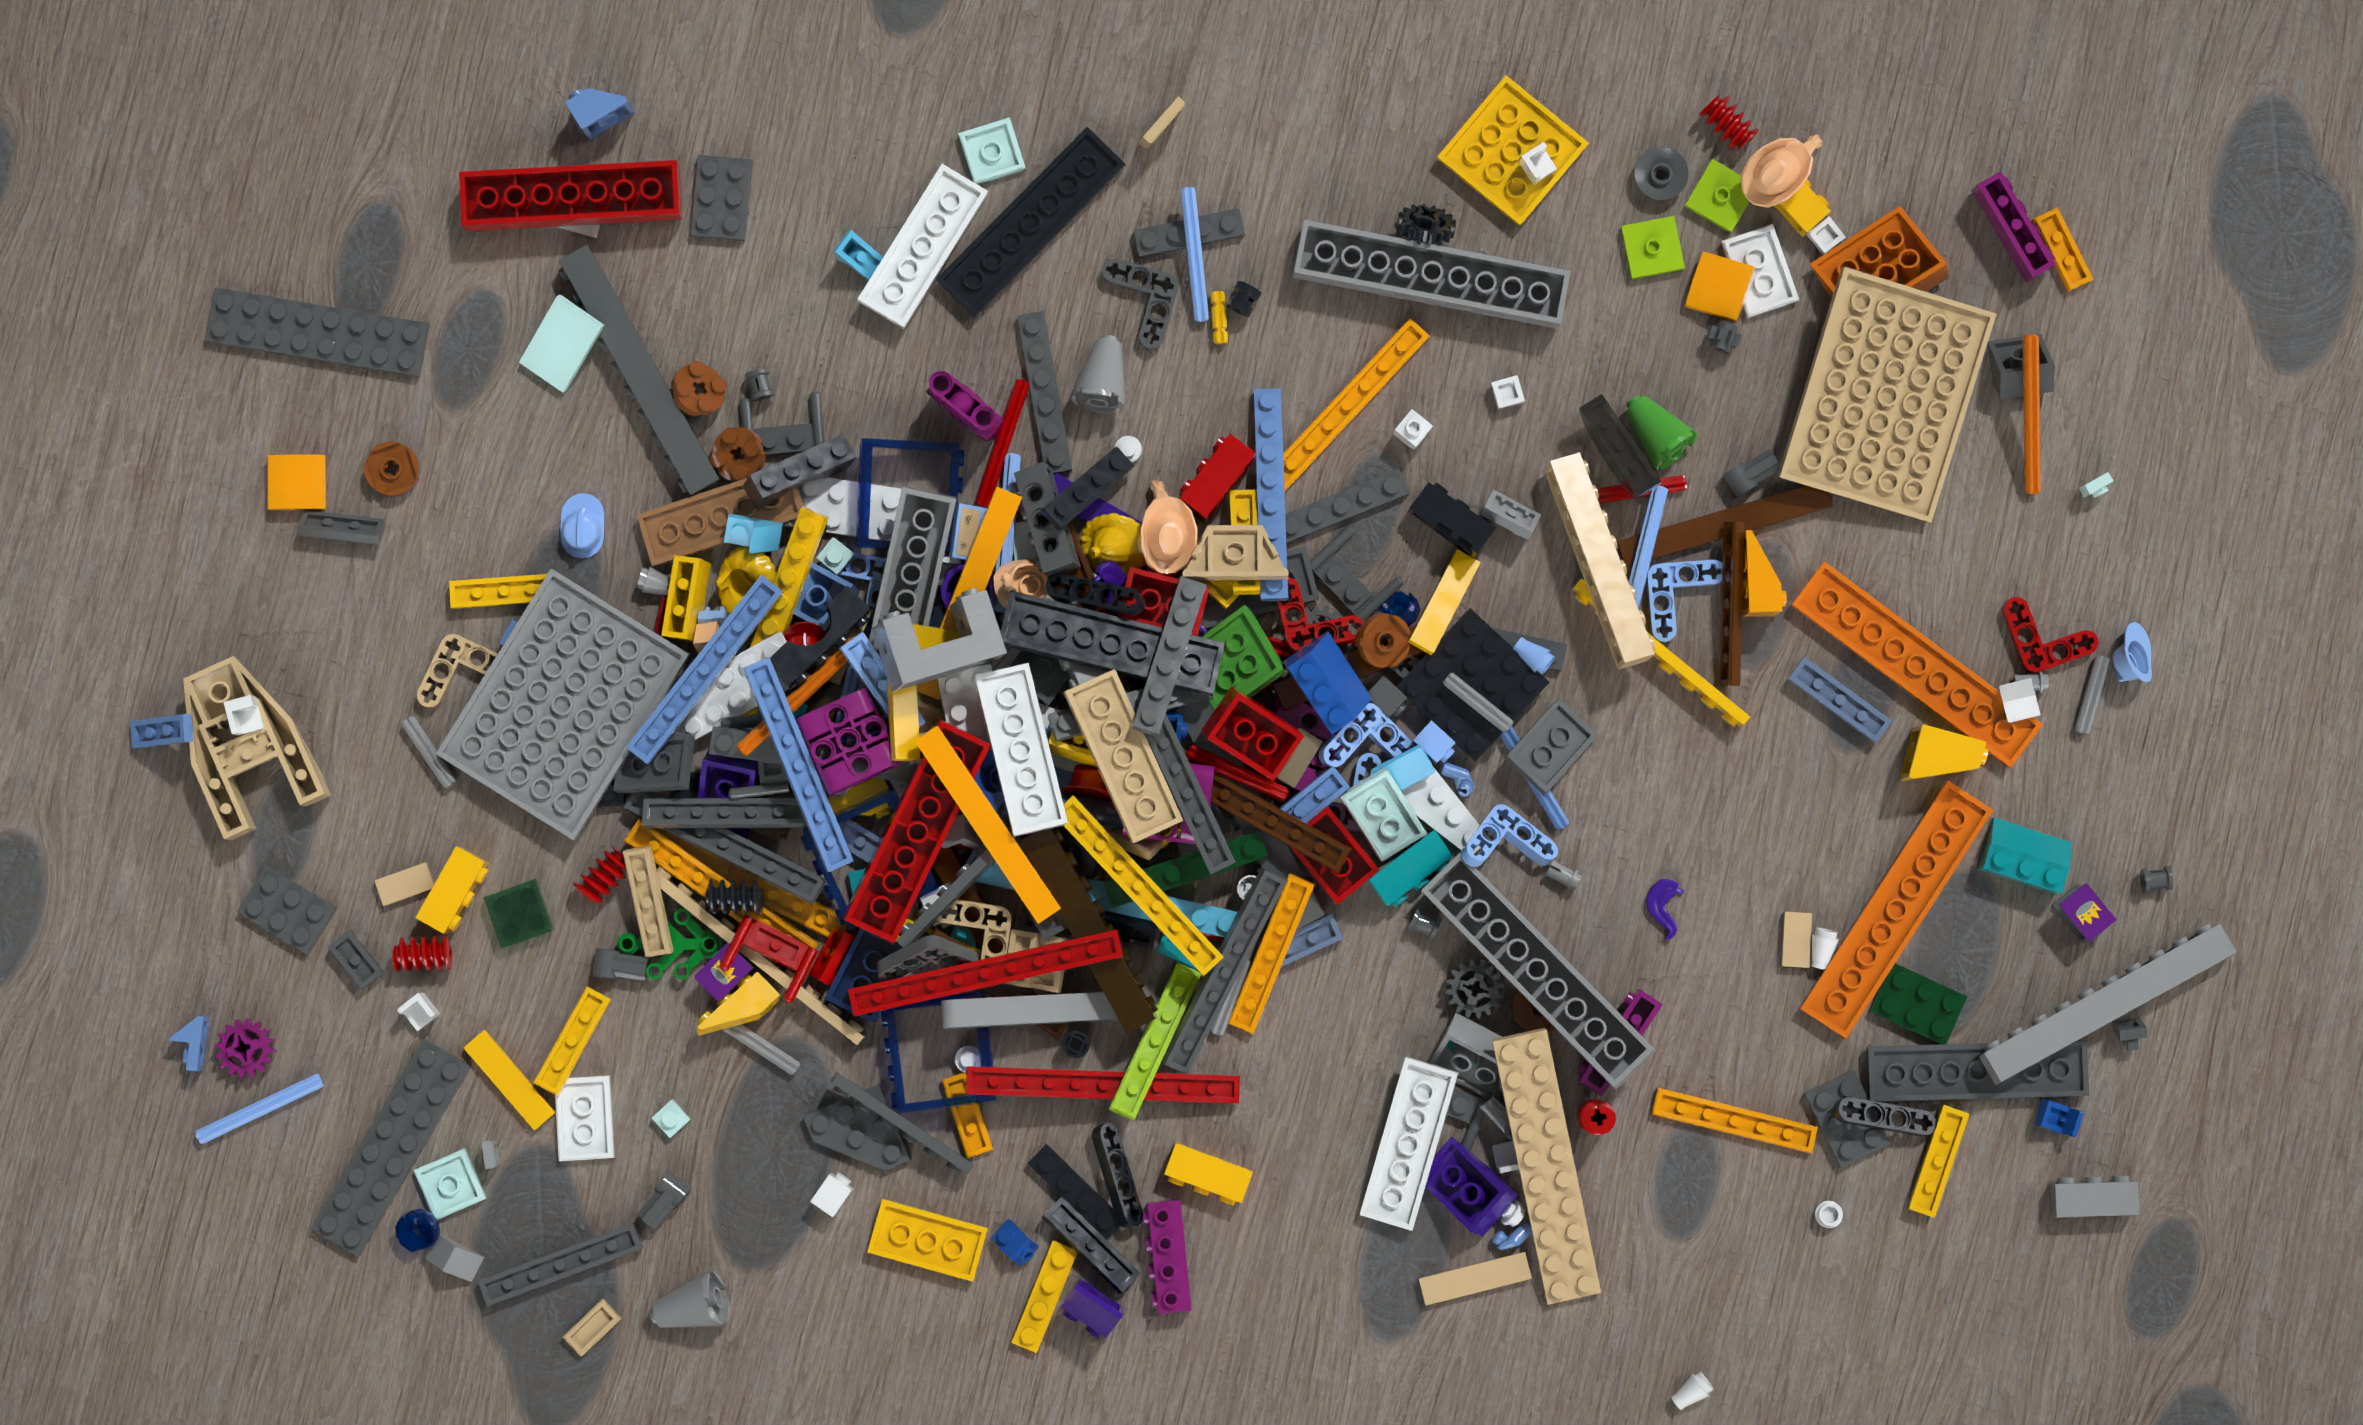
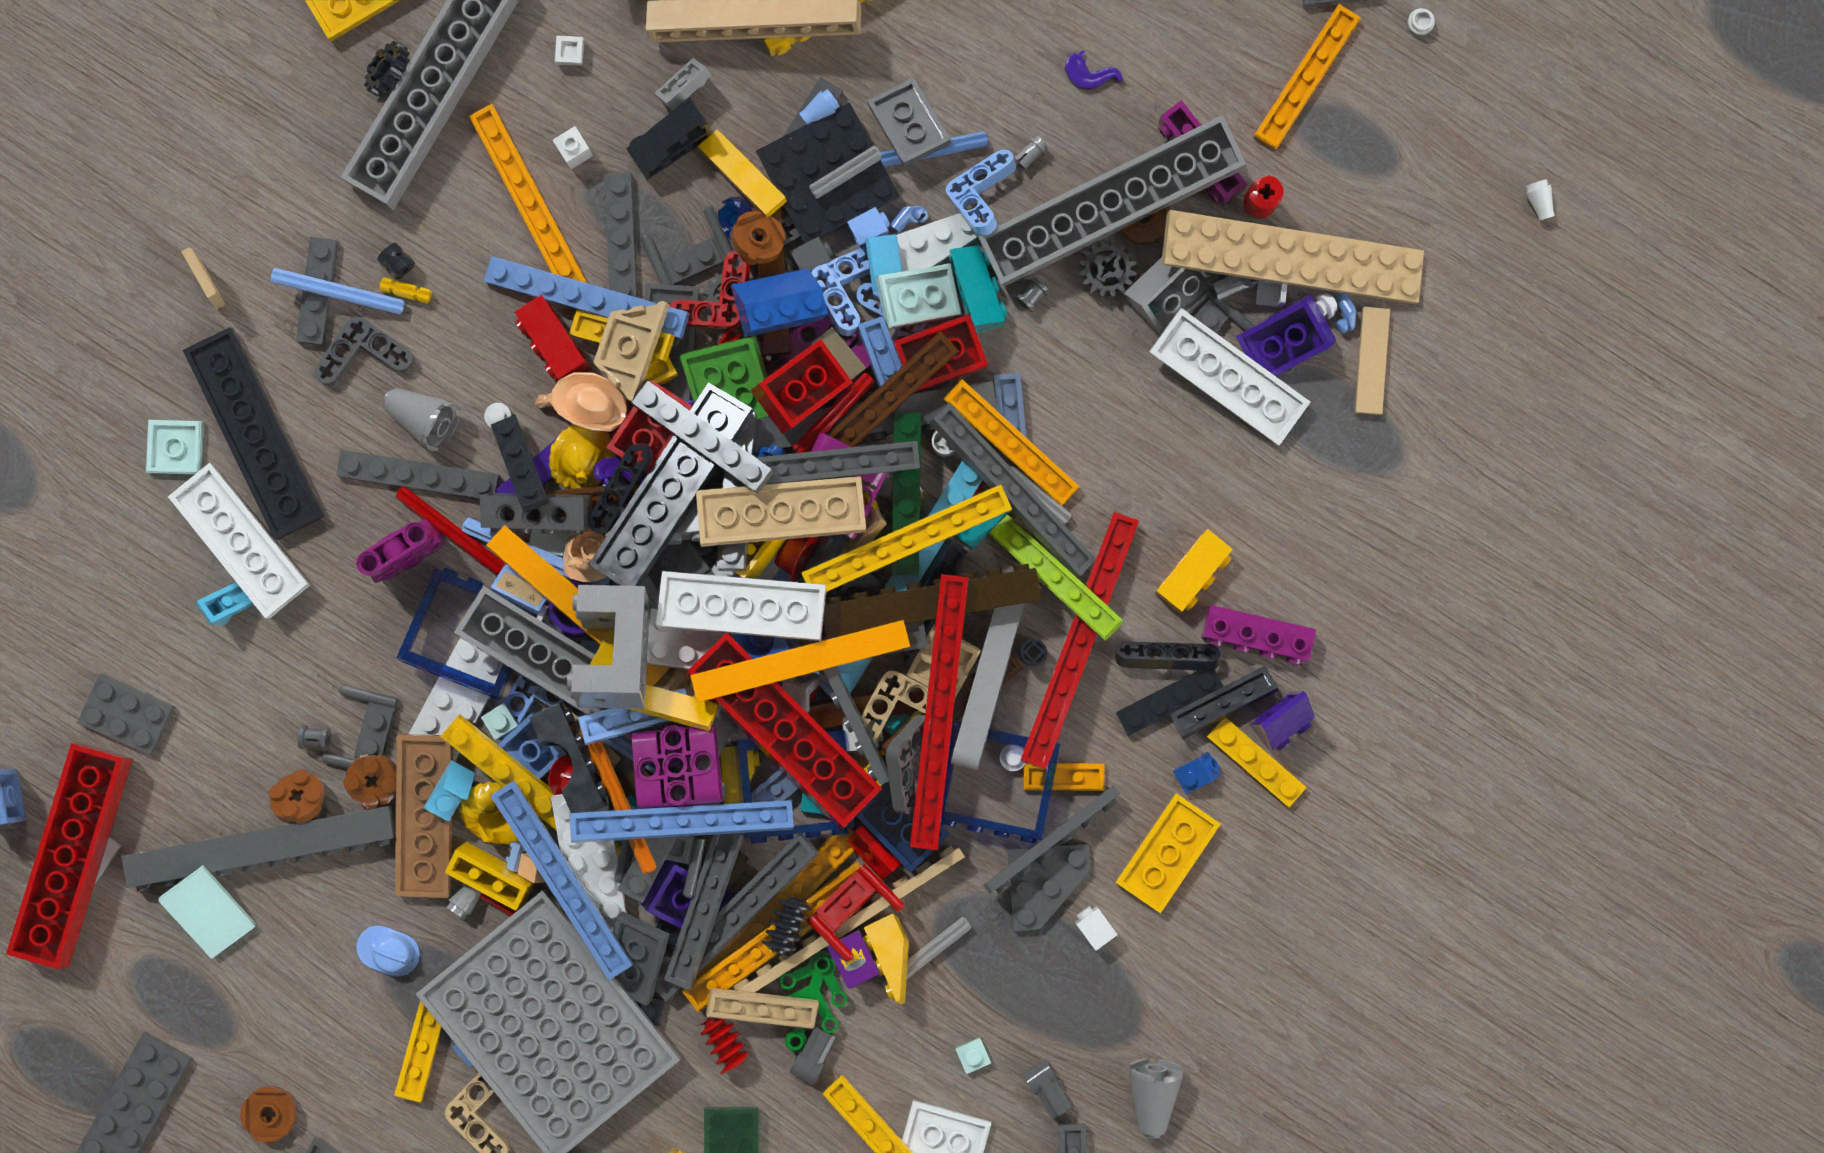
camera: 65 degrees left, 0 degrees up
(780, 478) = (406, 747): black arch -> none

